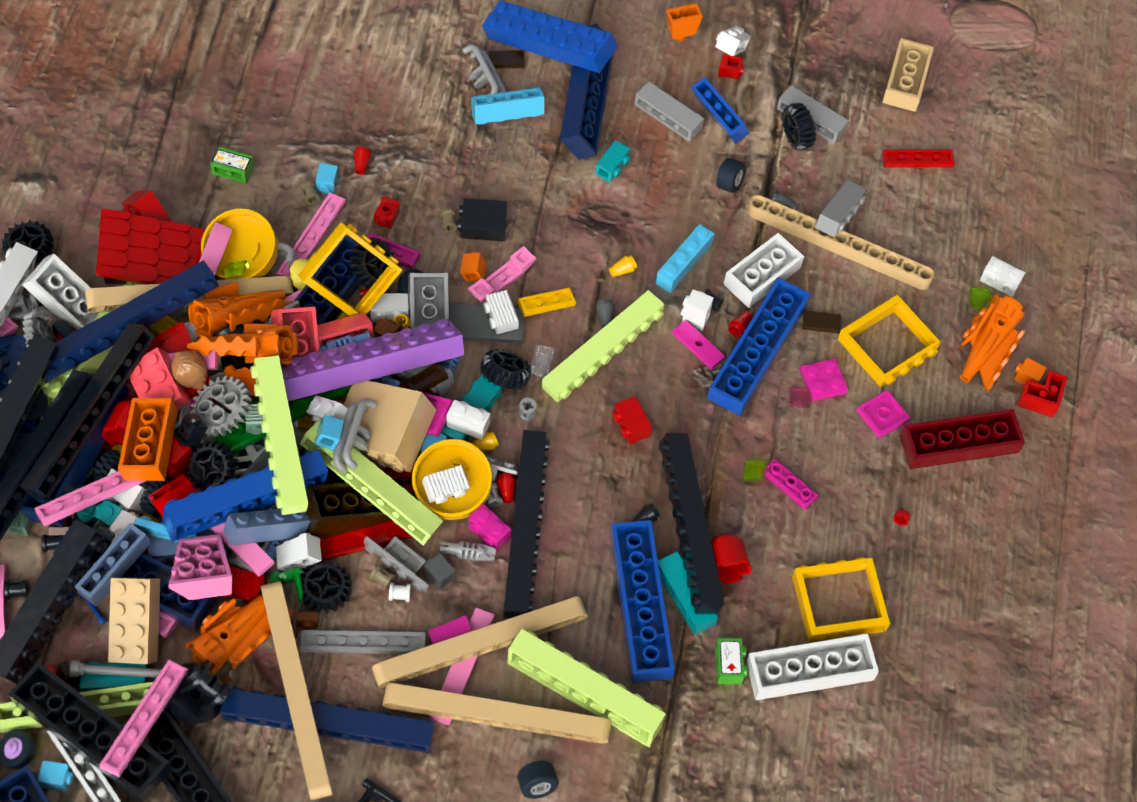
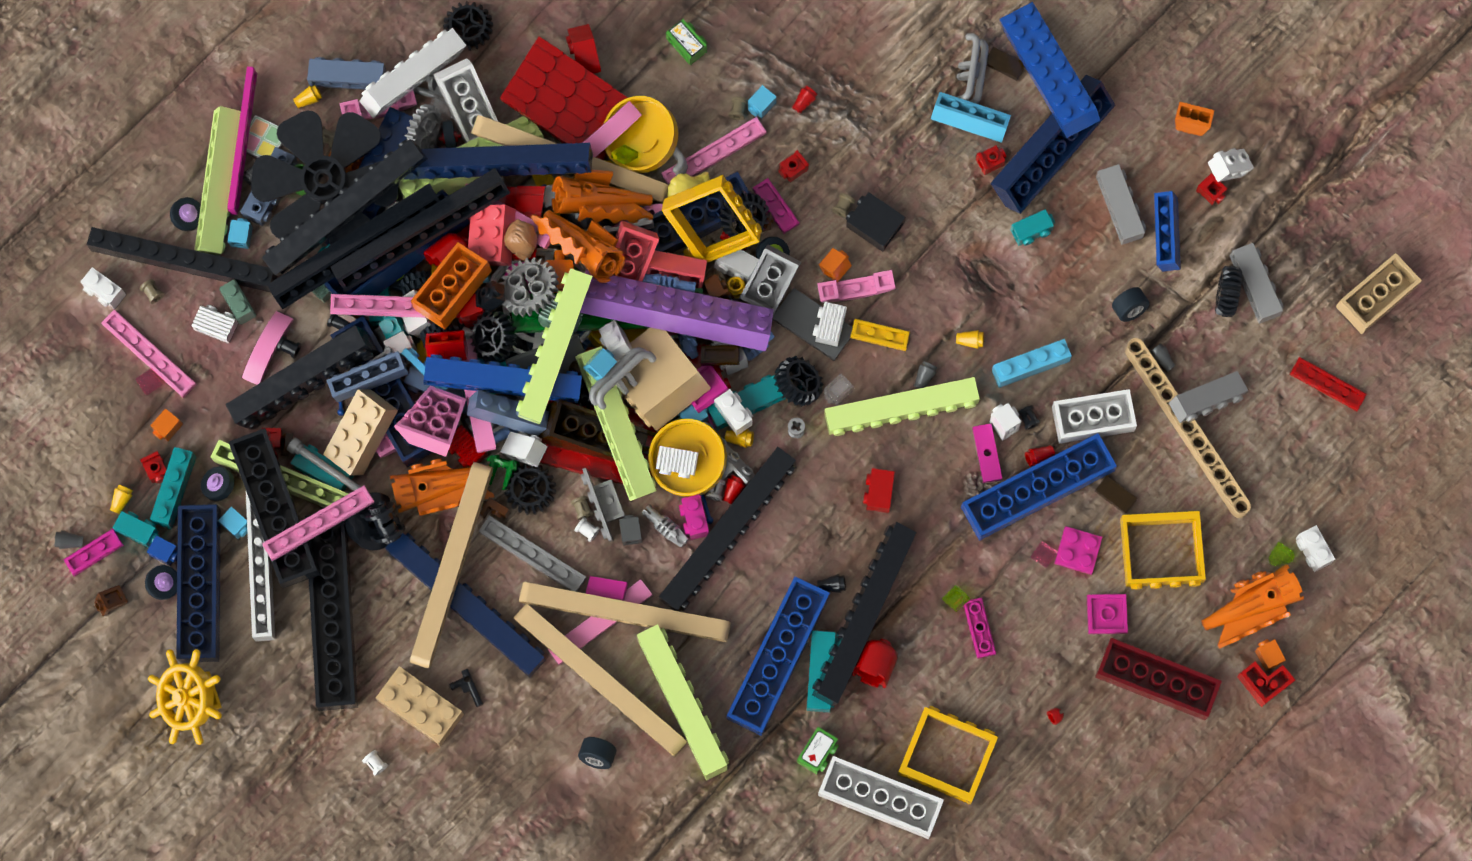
camera: 40 degrees right, 15 degrees up
(544, 130) = (989, 165): none -> red brick

